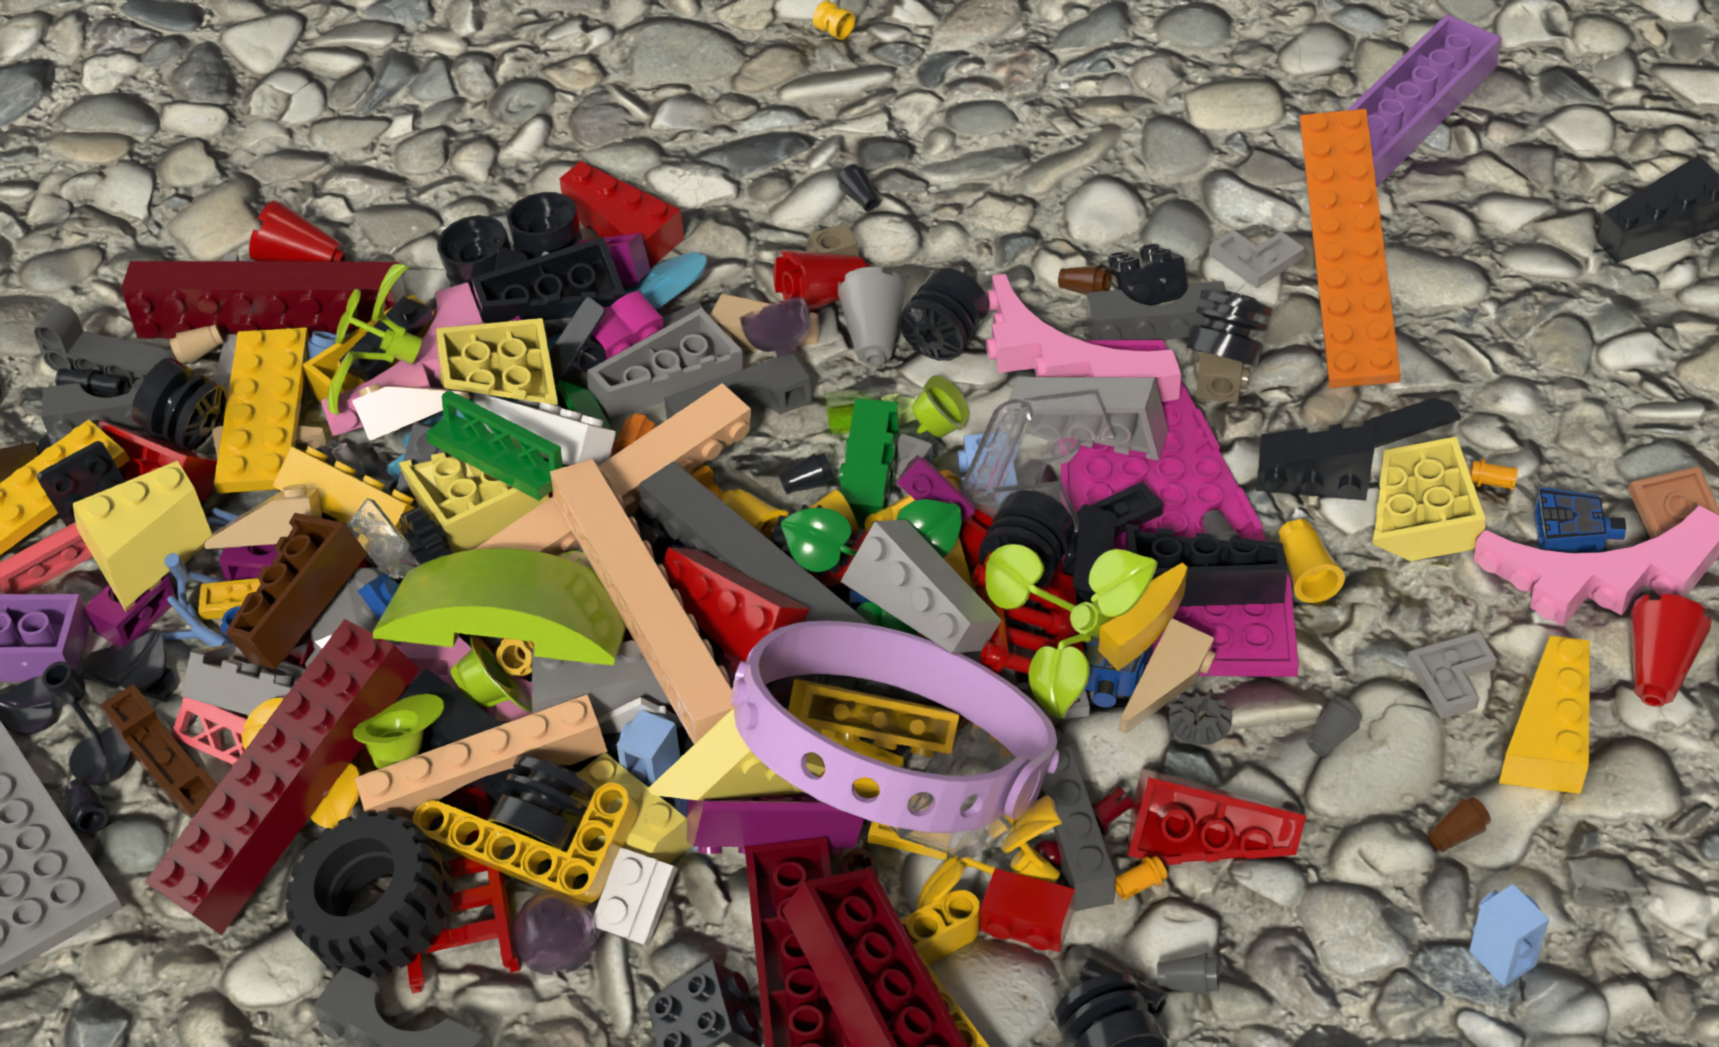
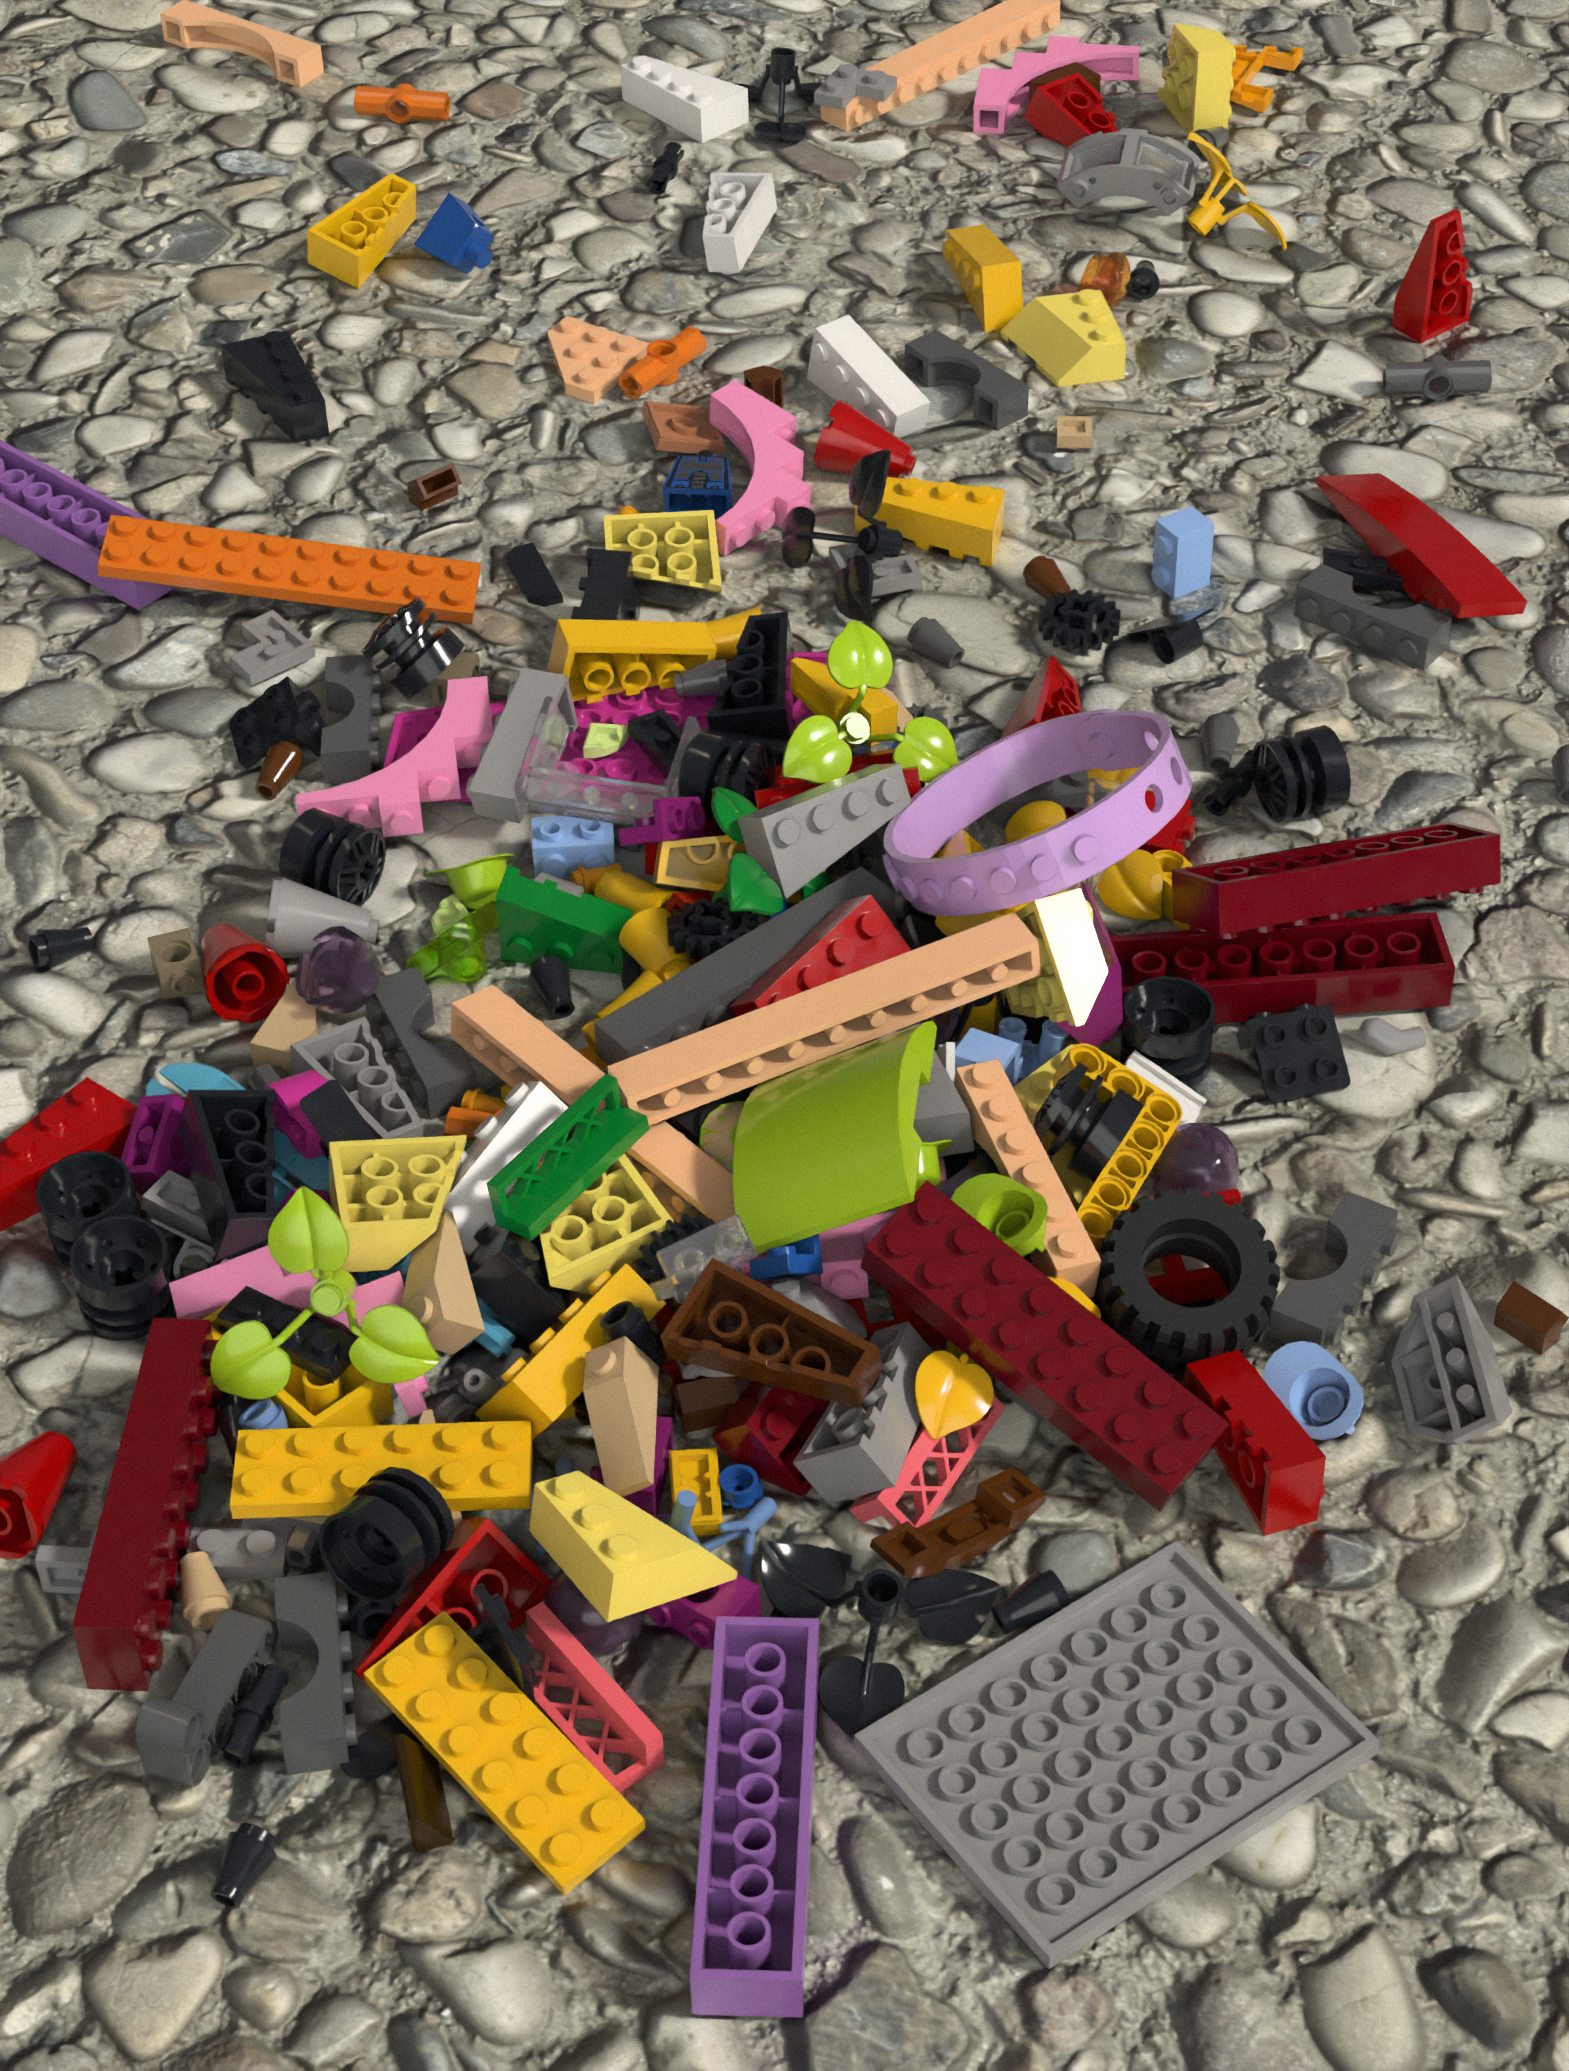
camera: 90 degrees left, 5 degrees down
(207, 956) = (1264, 1446): none -> red wedge
(247, 1006) = (1315, 1389): none -> light blue piece
(338, 506) = (631, 1322): none -> black cone
(705, 898) = (1171, 1026): none -> black wheel
(1128, 472) = (604, 739): none -> yellowish green tile
(1233, 469) = (625, 654): none -> yellow wedge
(1375, 931) = (1174, 635): none -> black piece
(1388, 849) = (1079, 620): none -> black gear
(1479, 658) = (854, 583): none -> black plant
(1532, 329) = (434, 487): none -> reddish brown piece

